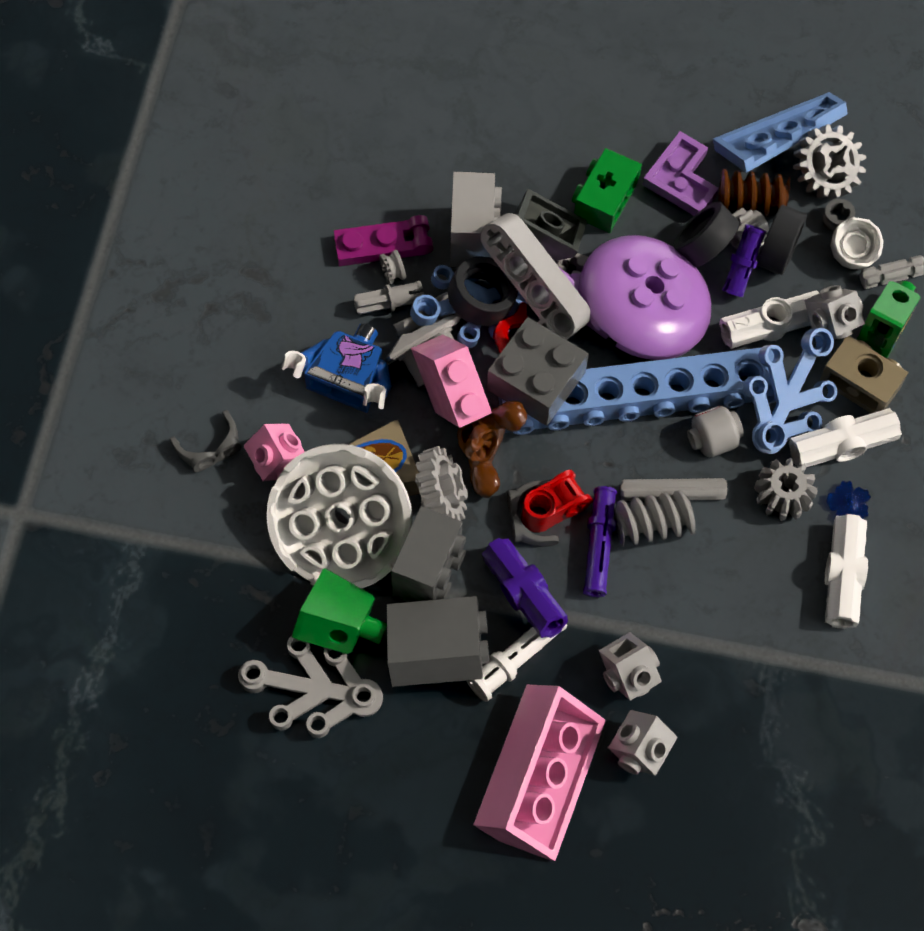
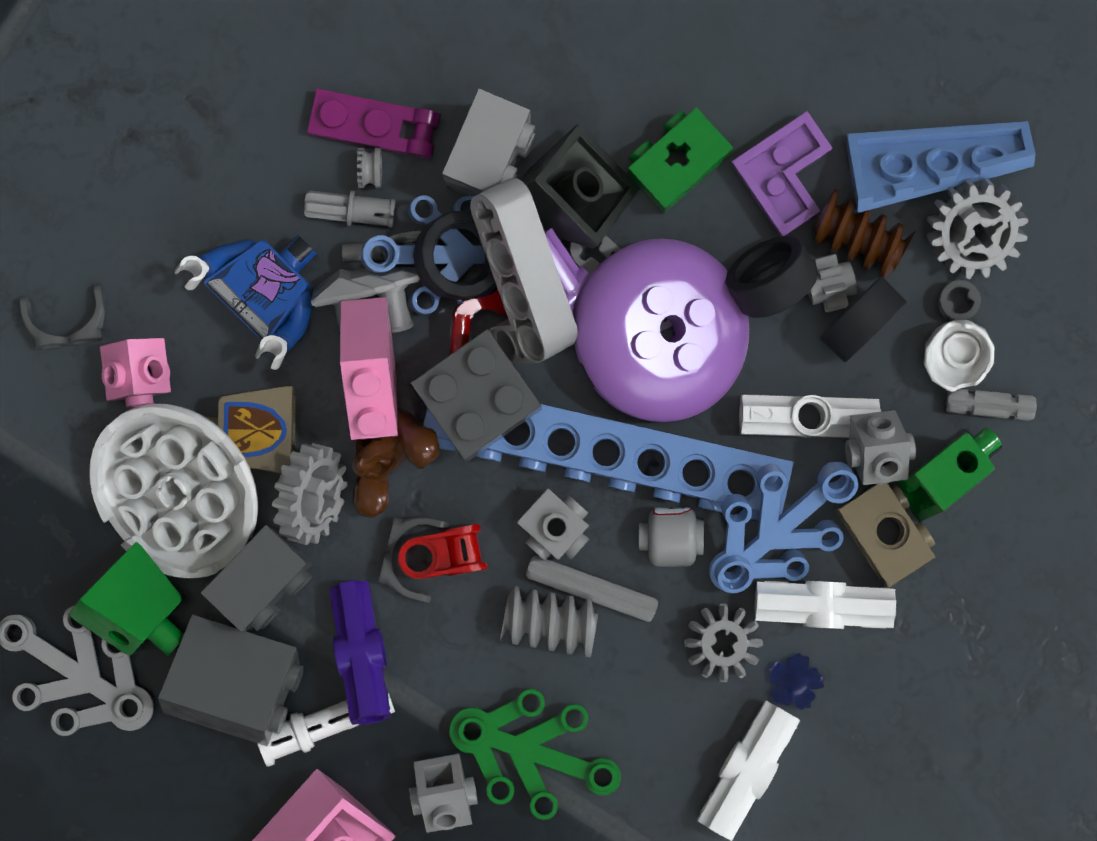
camera: 25 degrees right, 20 degrees up
(601, 529) = (476, 622): dark purple pin -> none
(628, 450) = (547, 509): none -> light grey brick
(678, 618) = (527, 751): none -> green plant
(744, 260) = (804, 328): dark purple pin -> none

